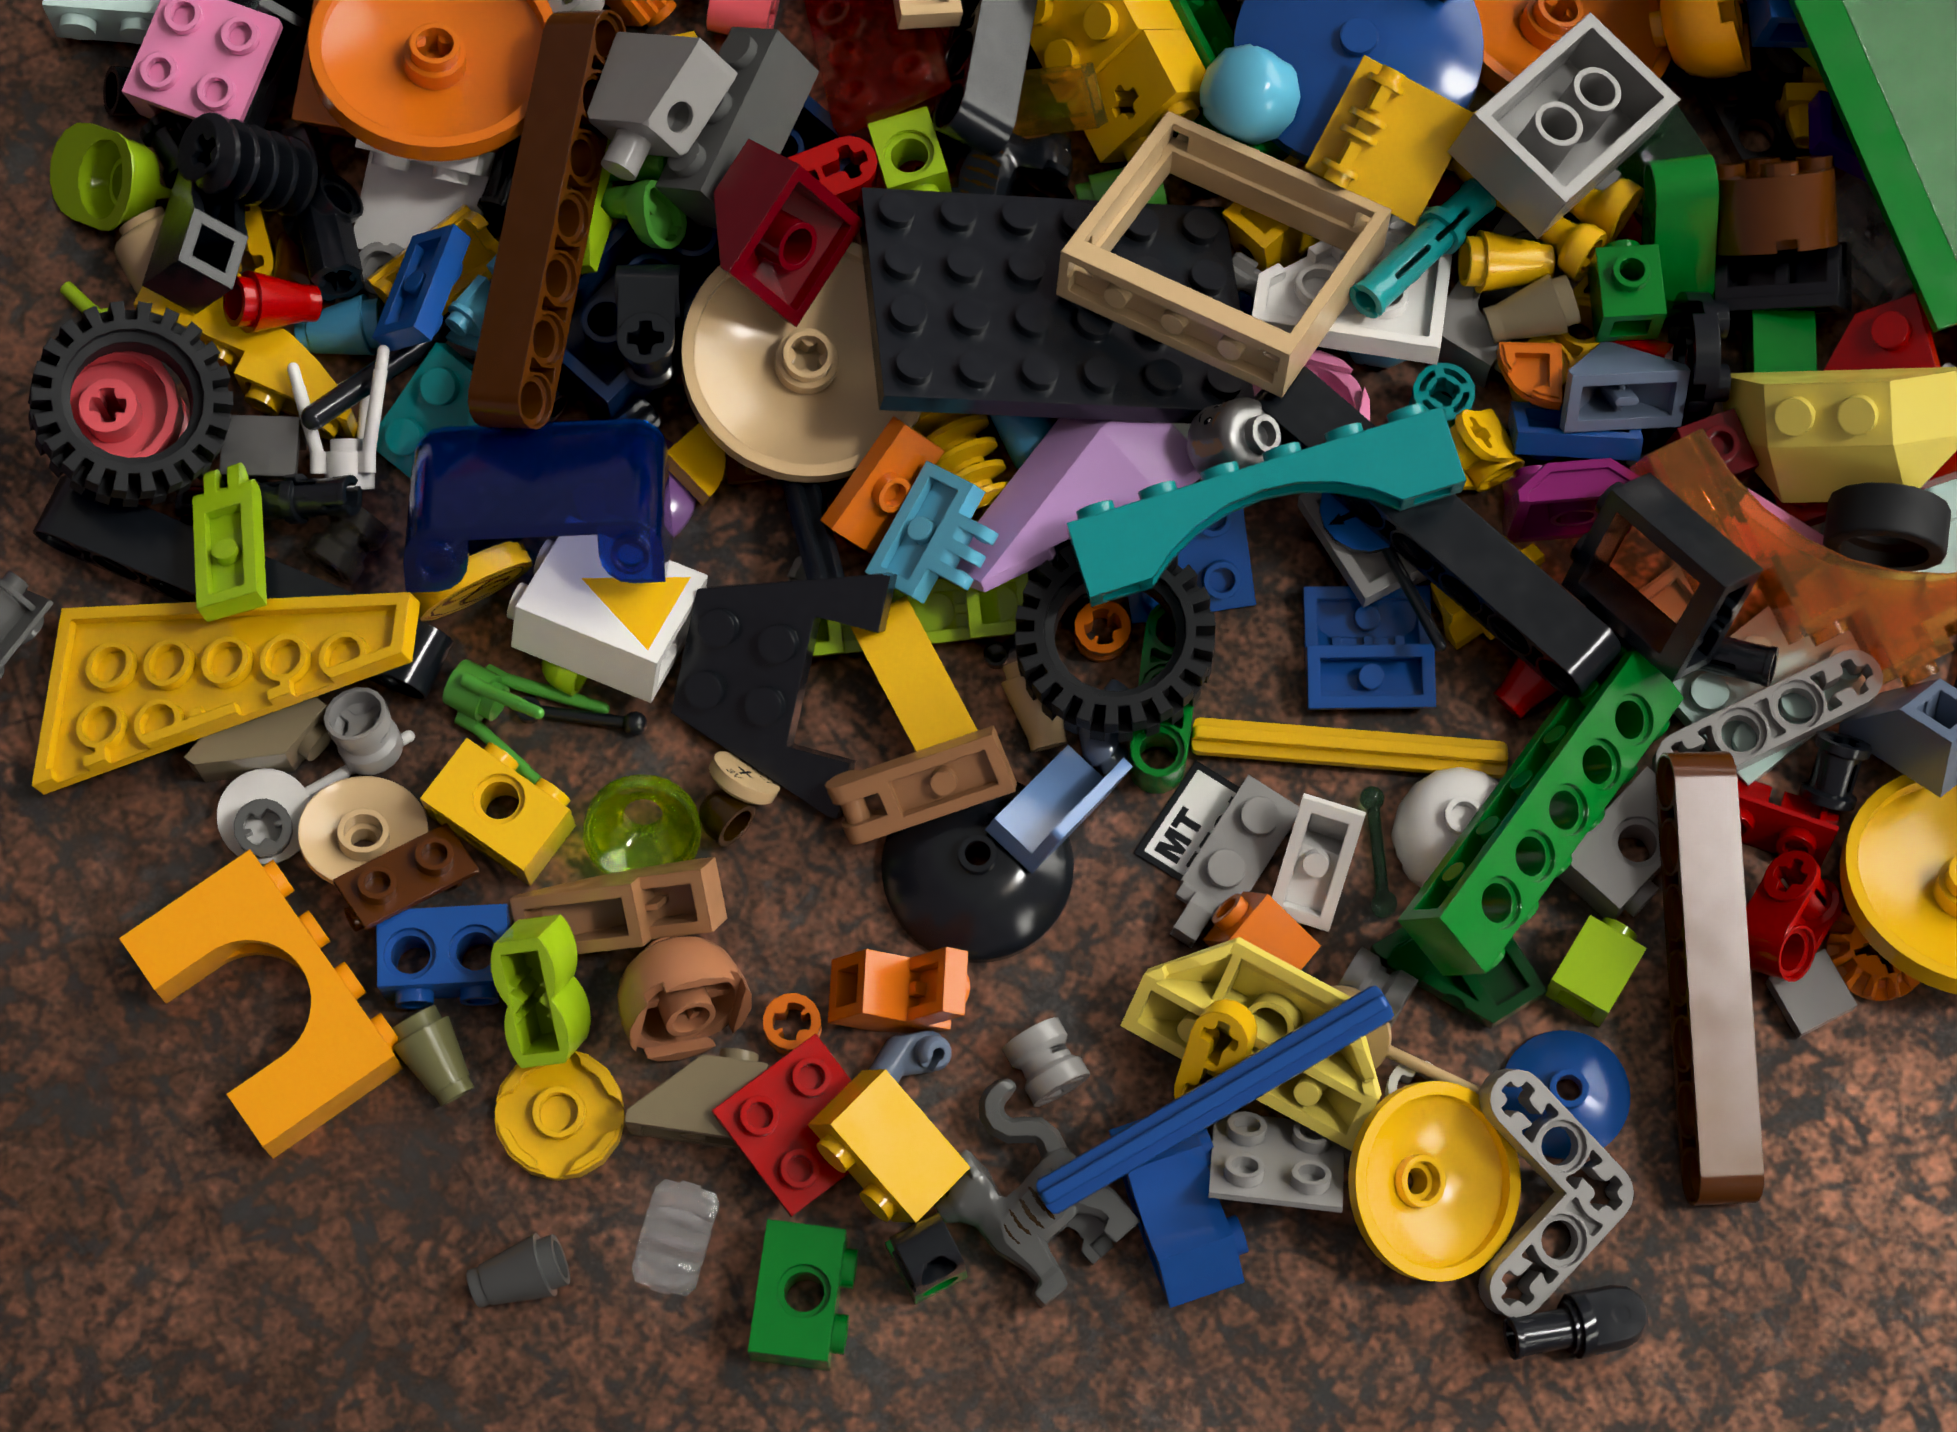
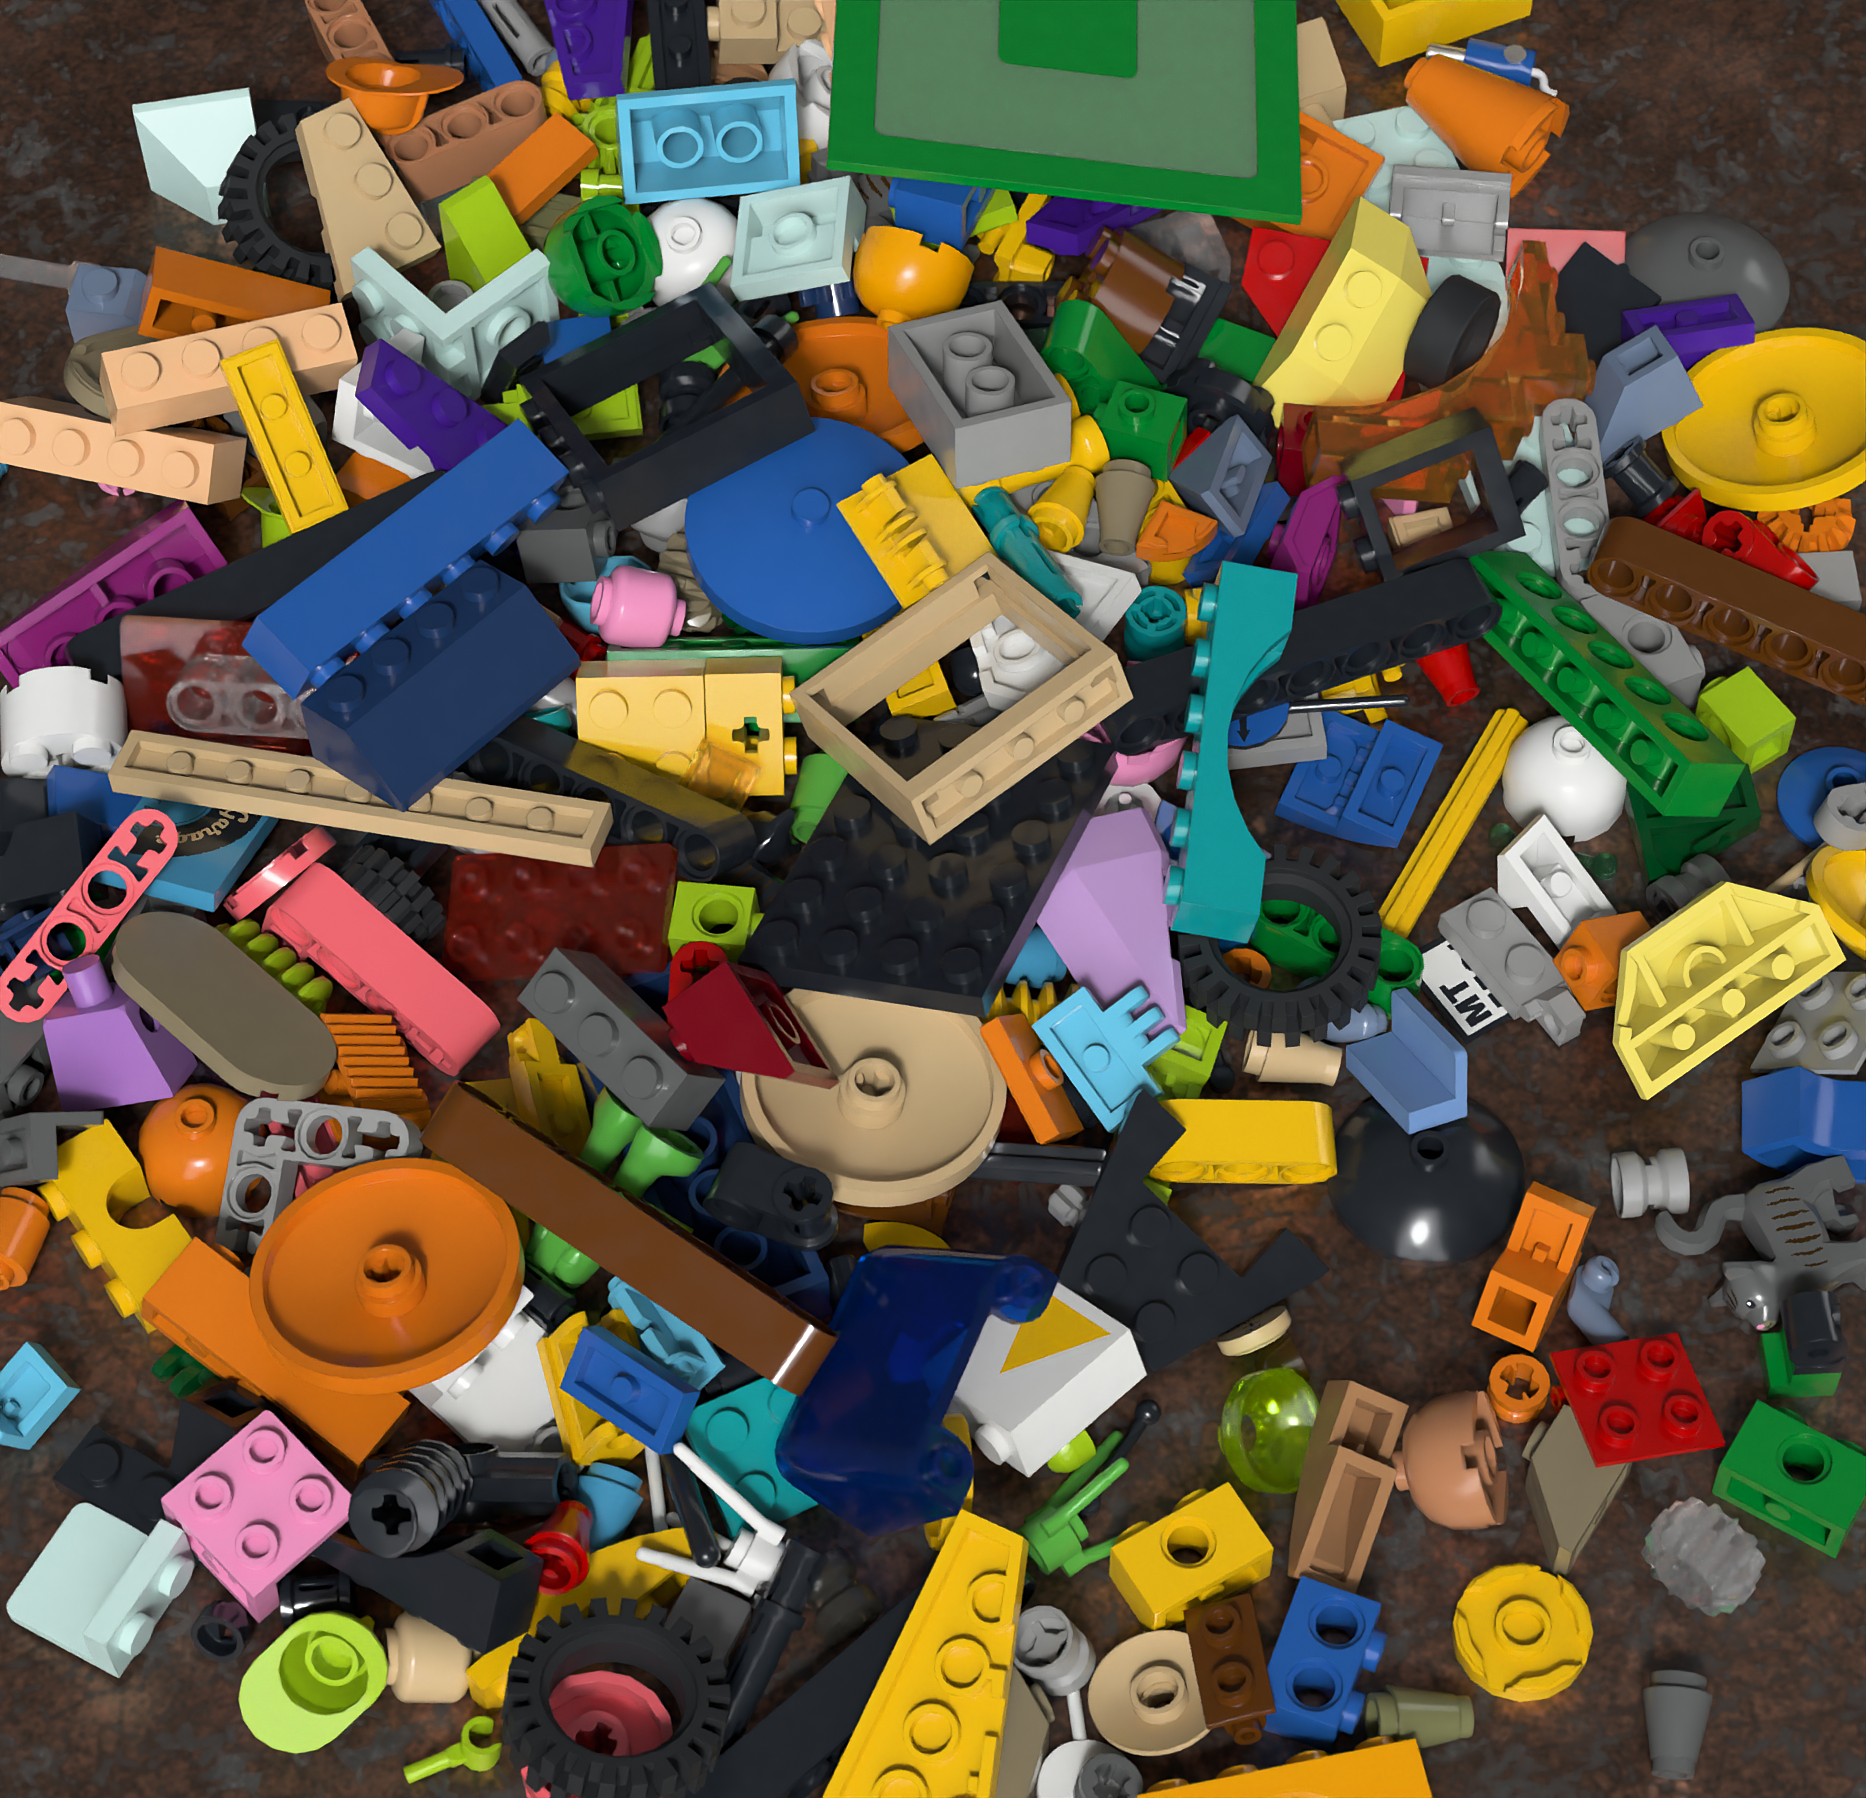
camera: 65 degrees left, 15 degrees down
(229, 545) = (811, 1679): lime hinge -> none
(545, 1002) = (1408, 1575): lime brick -> none
(655, 97) = (566, 1077): light grey torso -> none
(887, 1147) = (1697, 1322): yellow brick -> none
(923, 785) = (1344, 1168): medium nougat plate -> none
(1201, 1050) = (1733, 1016): yellow beam -> none
(1214, 1099) = (1770, 1031): blue axle -> none
(1230, 433) = (1143, 765): flat silver head -> none
(1250, 94) = (810, 621): medium azure hair -> none

